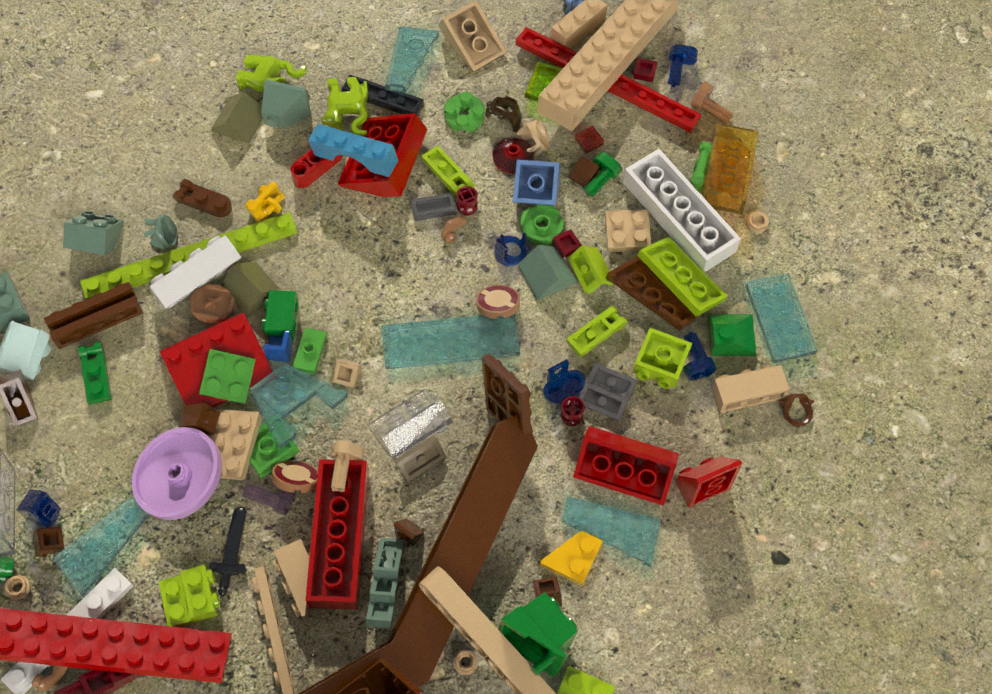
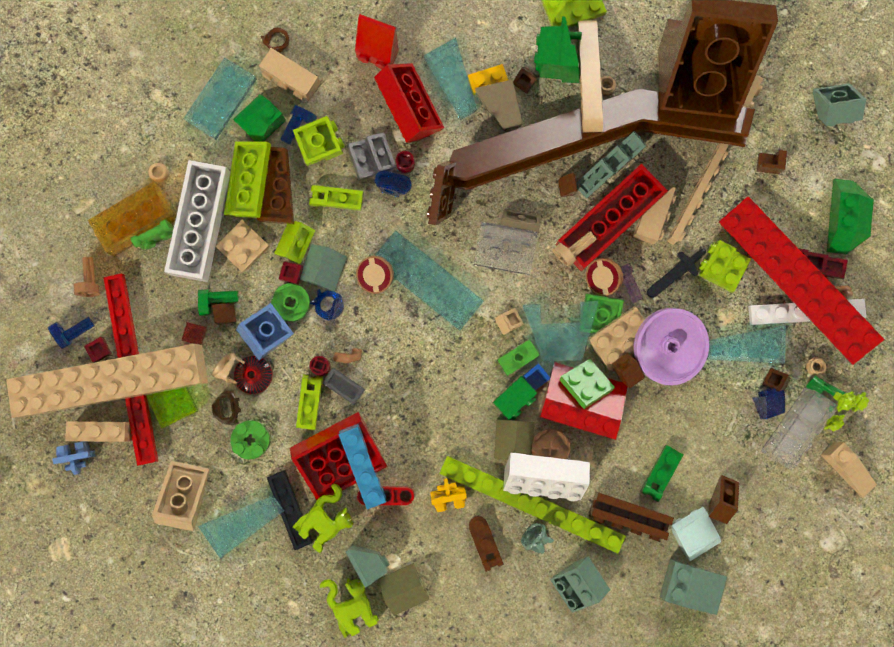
camera: 135 degrees left, 20 degrees up
(542, 538) = (501, 104): none -> dark tan slope

